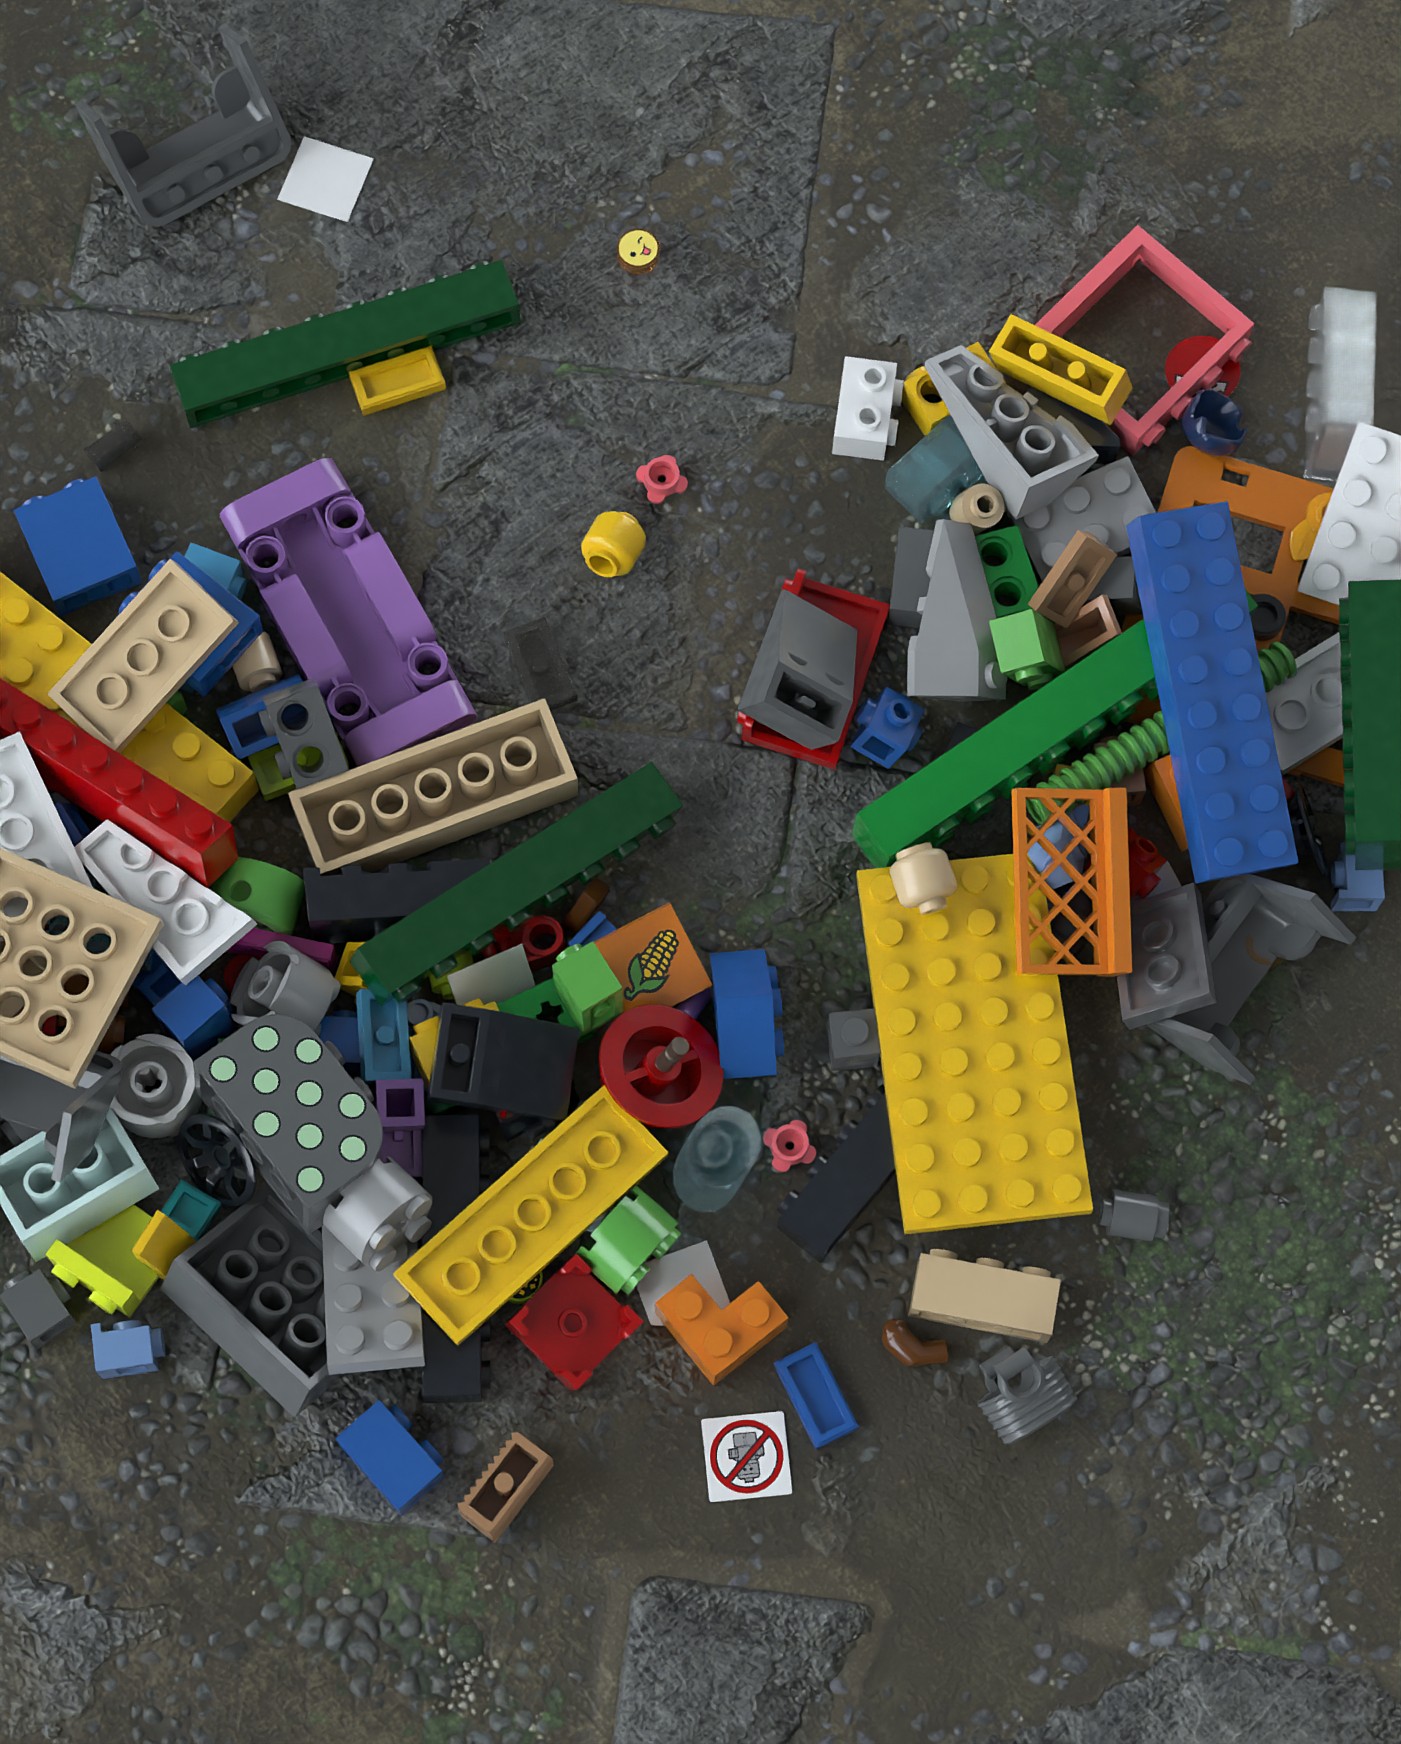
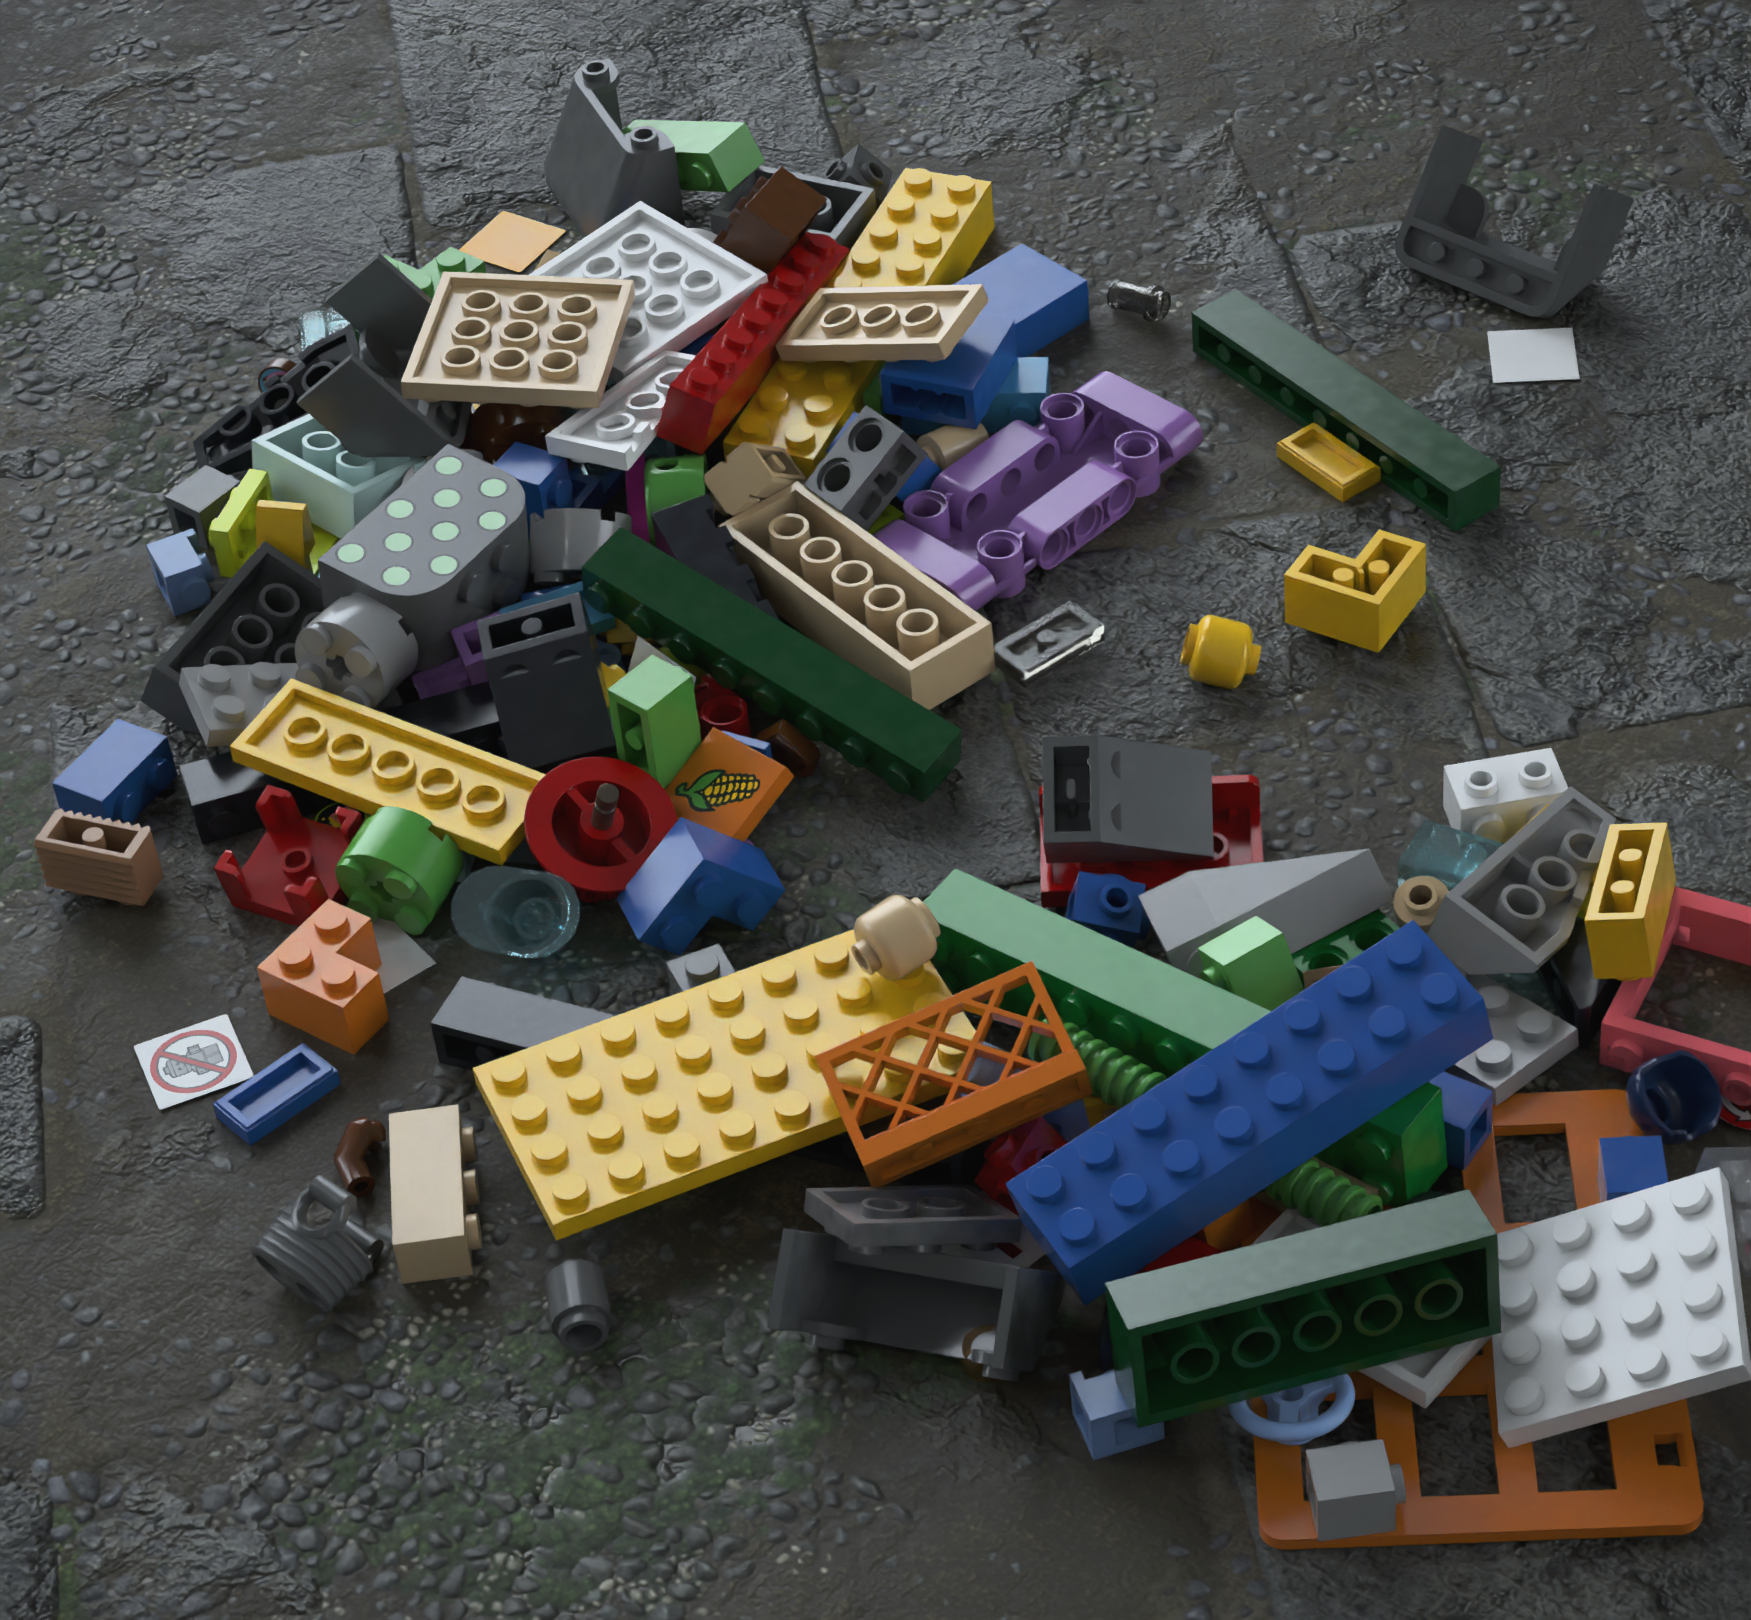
camera: 80 degrees right, 30 degrees down
(272, 827) = (750, 477): none -> tan brick
(606, 417) = (1358, 597): none -> yellow brick
(638, 251) = (1594, 583): tile -> none
(665, 467) = (1325, 672): coral plate -> none
(795, 1133) = (566, 983): coral plate -> none
(1286, 480) = (1630, 1165): none -> blue brick

